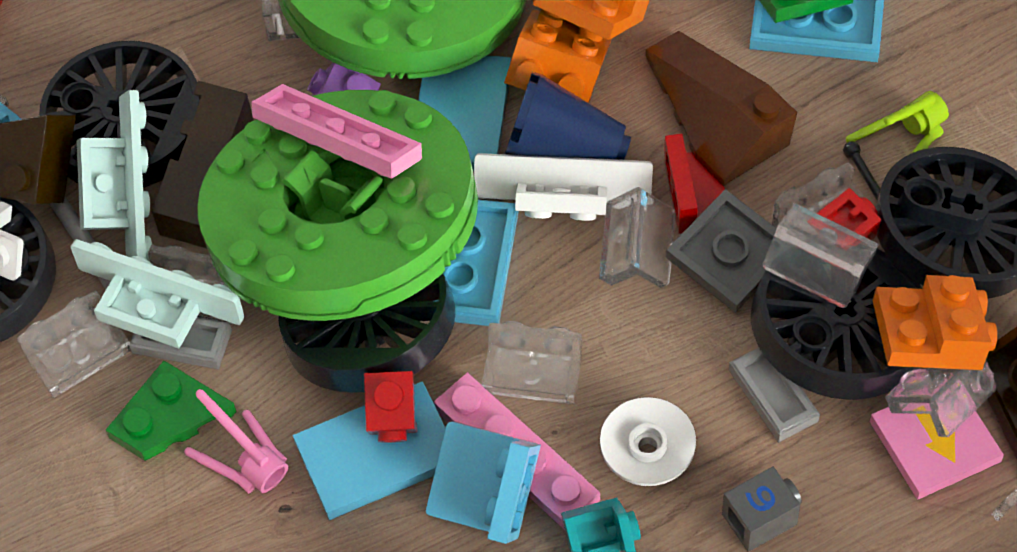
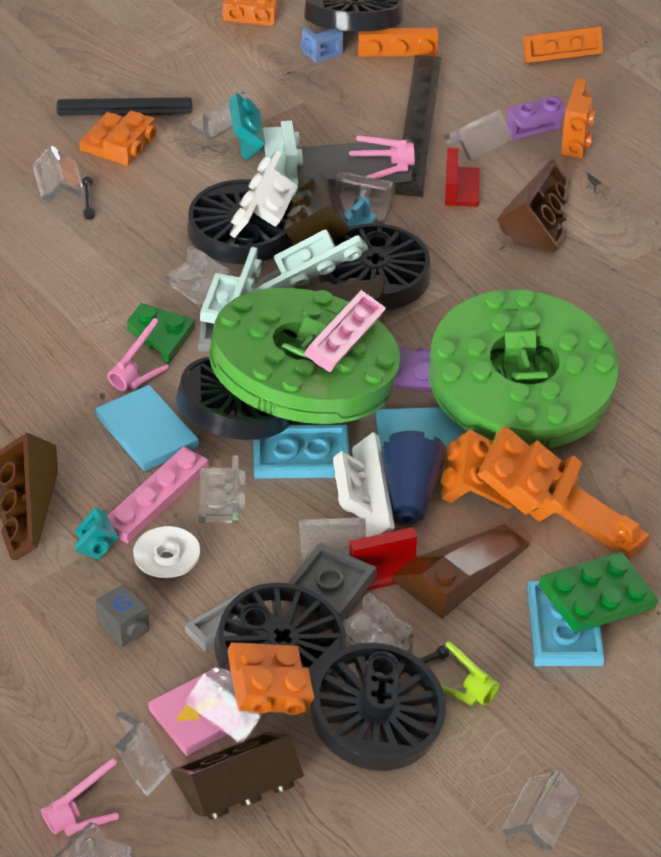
camera: 75 degrees right, 15 degrees down
(390, 405) = (162, 410): red bracket -> none
(483, 480) = (118, 473): medium azure bracket -> none
(819, 255) = (316, 603): clear panel -> none
(853, 213) = (351, 624): red bracket -> none

